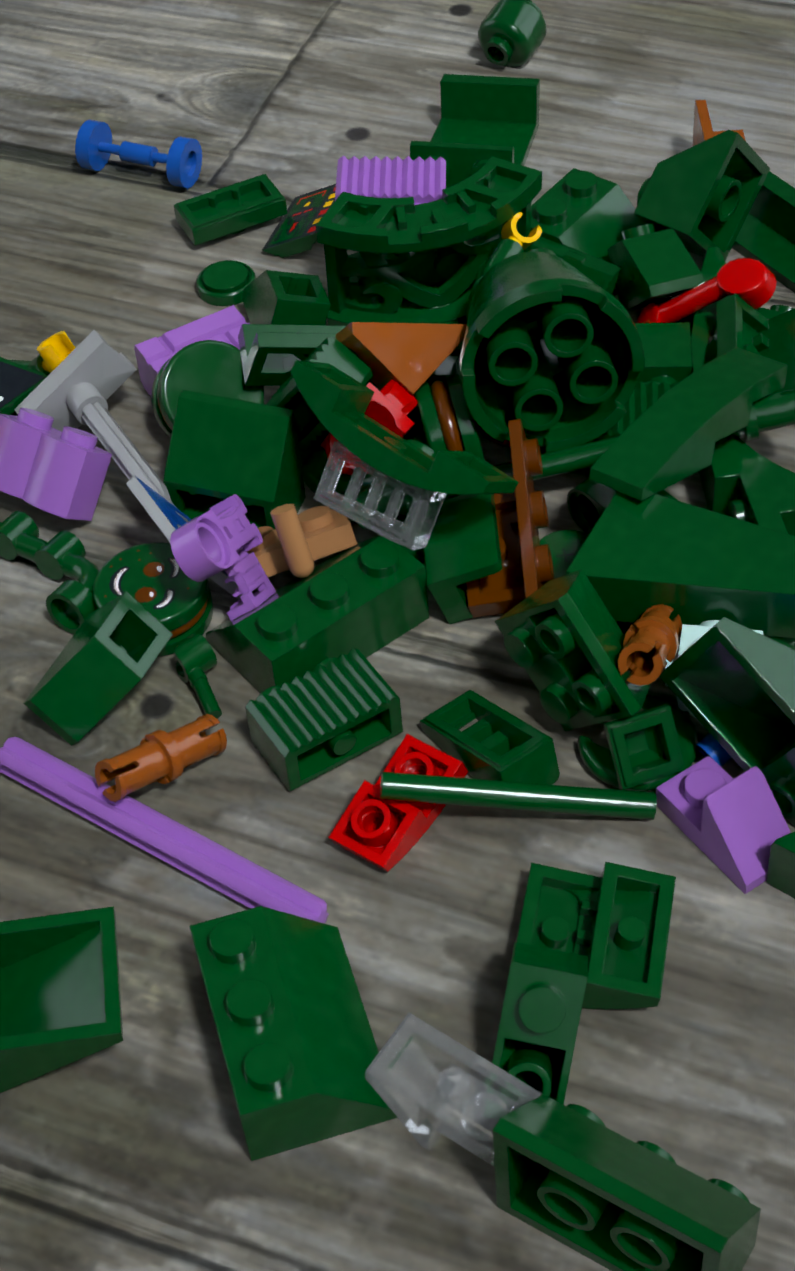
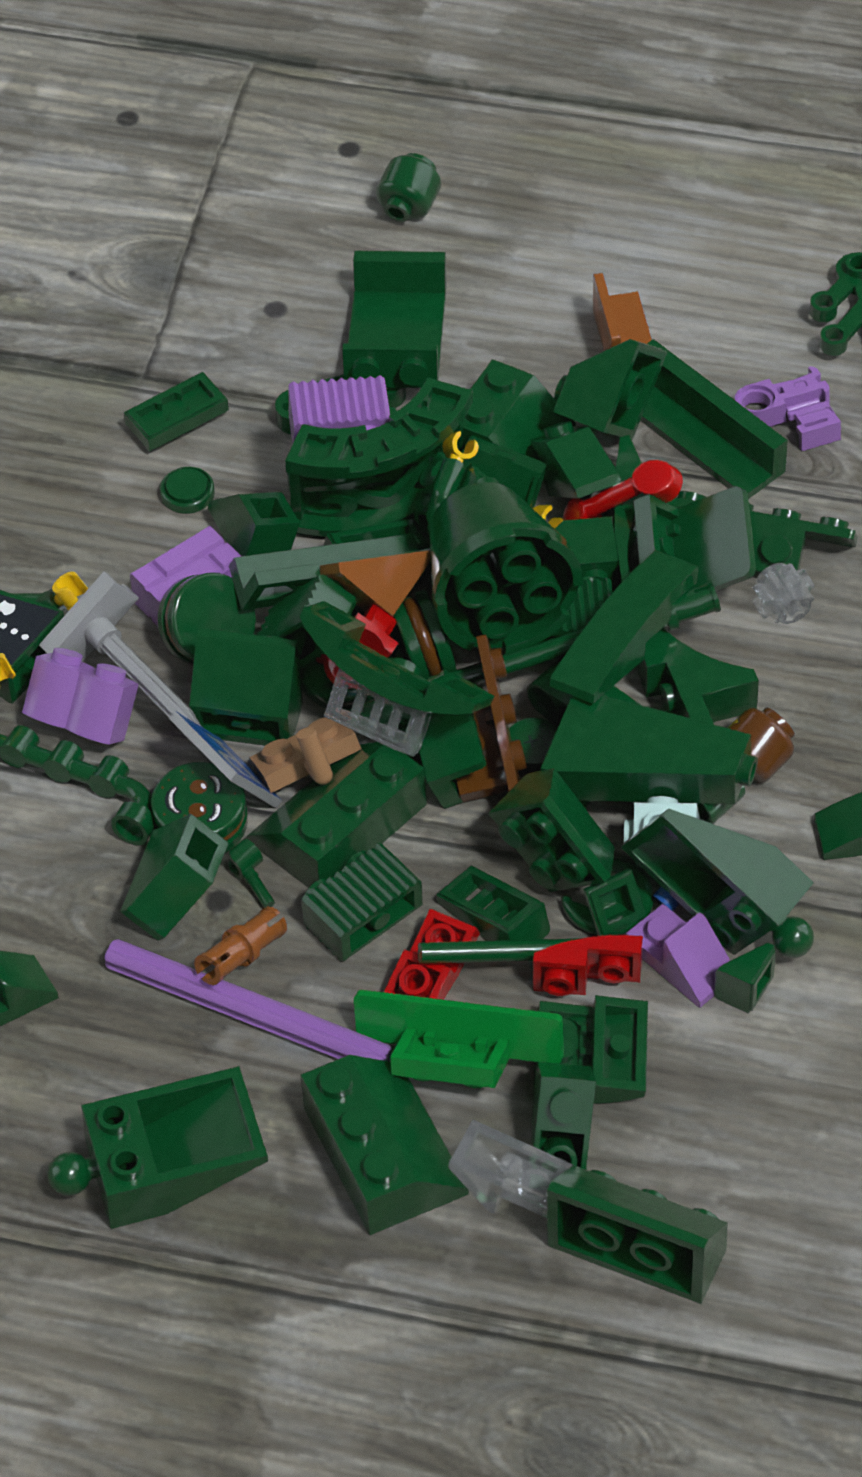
camera: 10 degrees left, 5 degrees up
(95, 147) = (30, 346): blue wheel -> none
(221, 542) = (254, 773): medium lavender piece -> none
(298, 228) = (249, 418): piece -> none
(412, 900) = (456, 1038): none -> green bracket
(576, 820) = (568, 965): none -> red slope
(650, 644) = (612, 823): dark orange pin -> none

